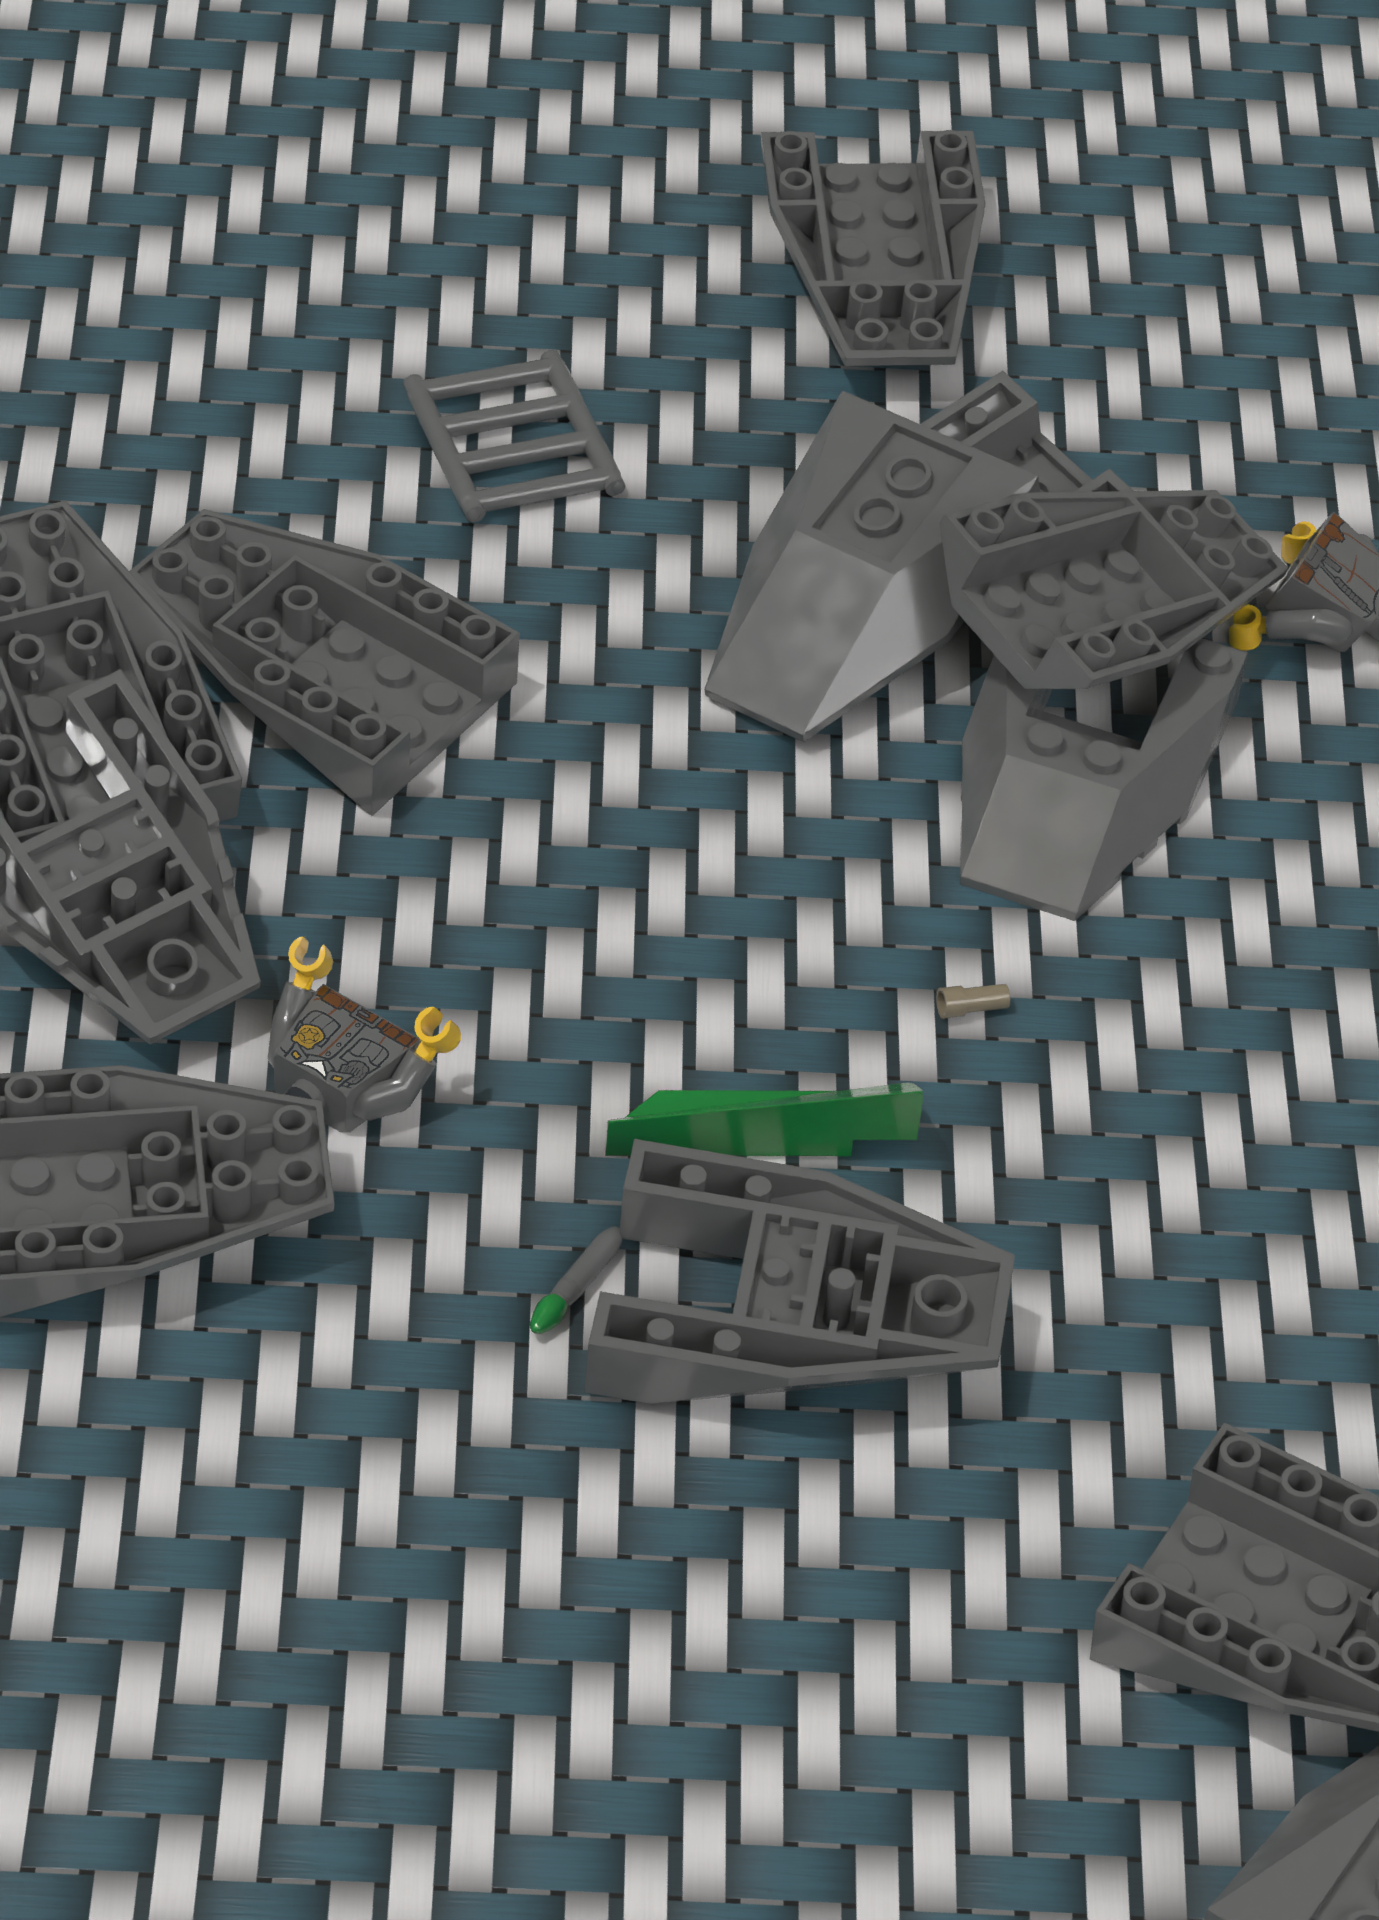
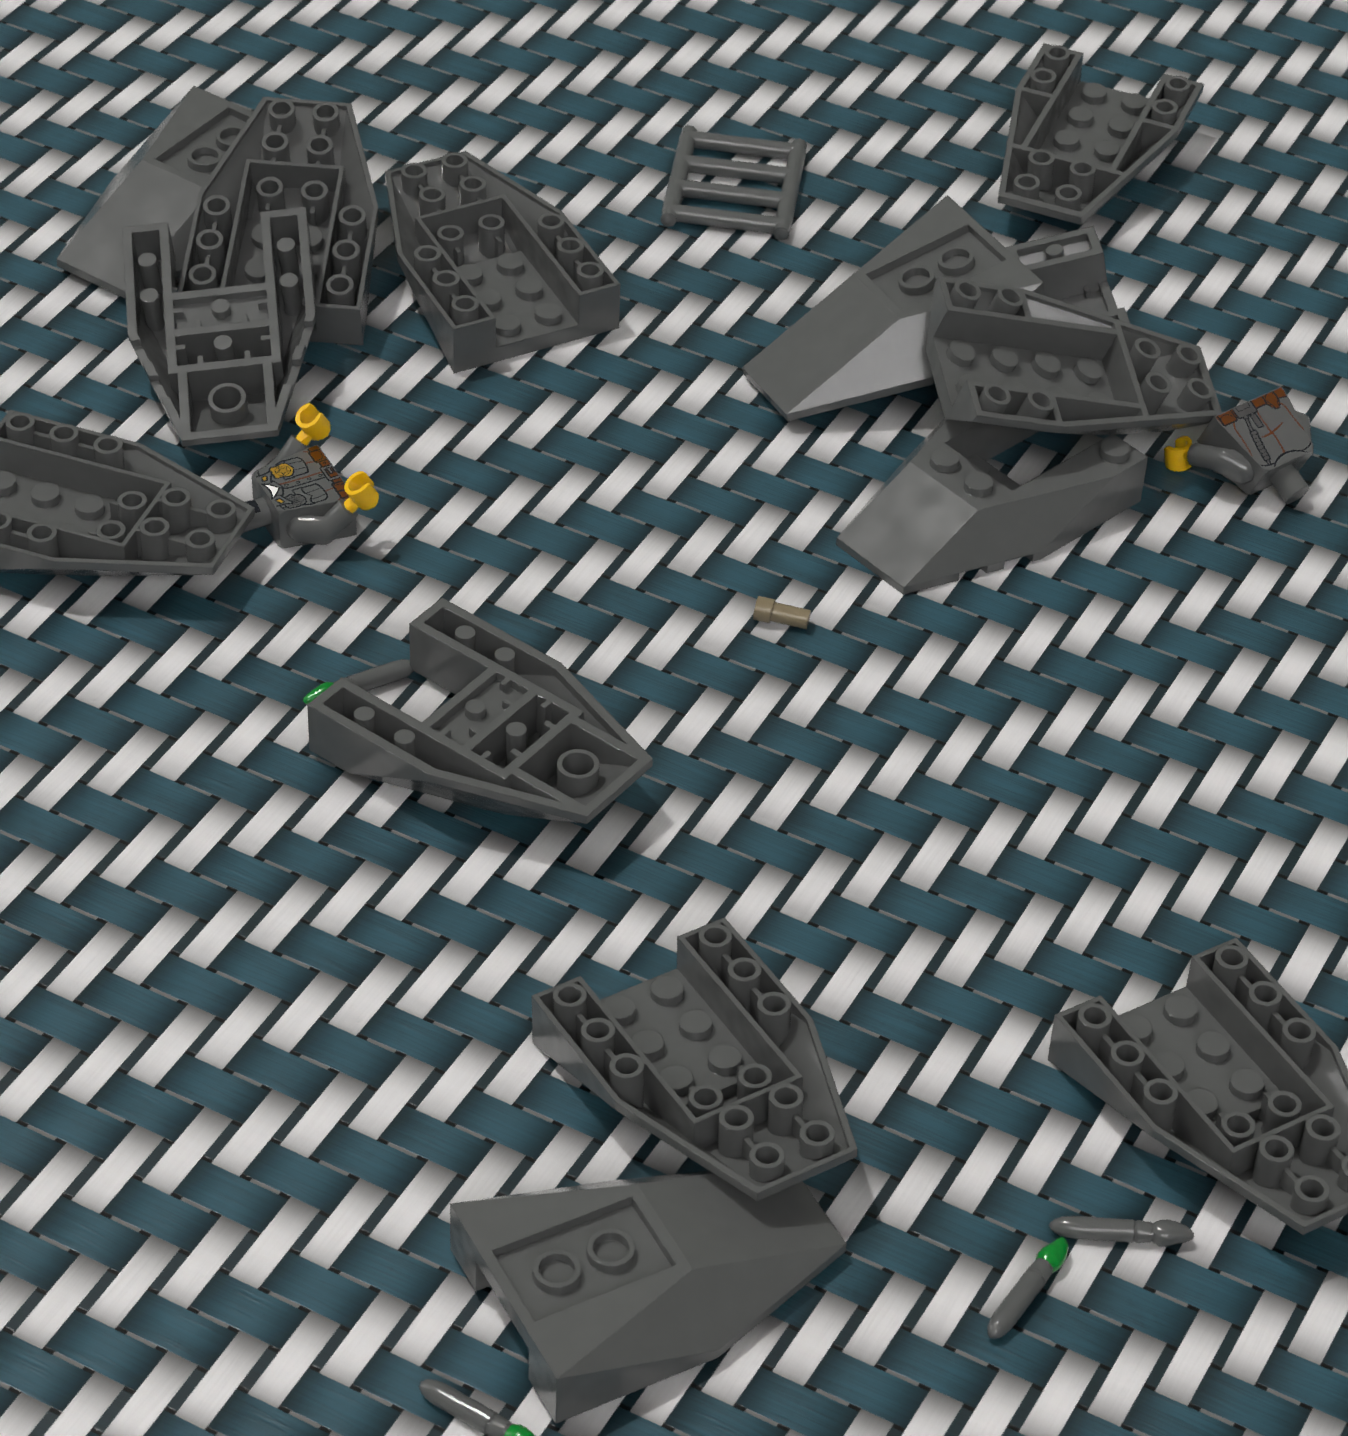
camera: 30 degrees right, 5 degrees down
(770, 1120) = (575, 637): green wedge -> none

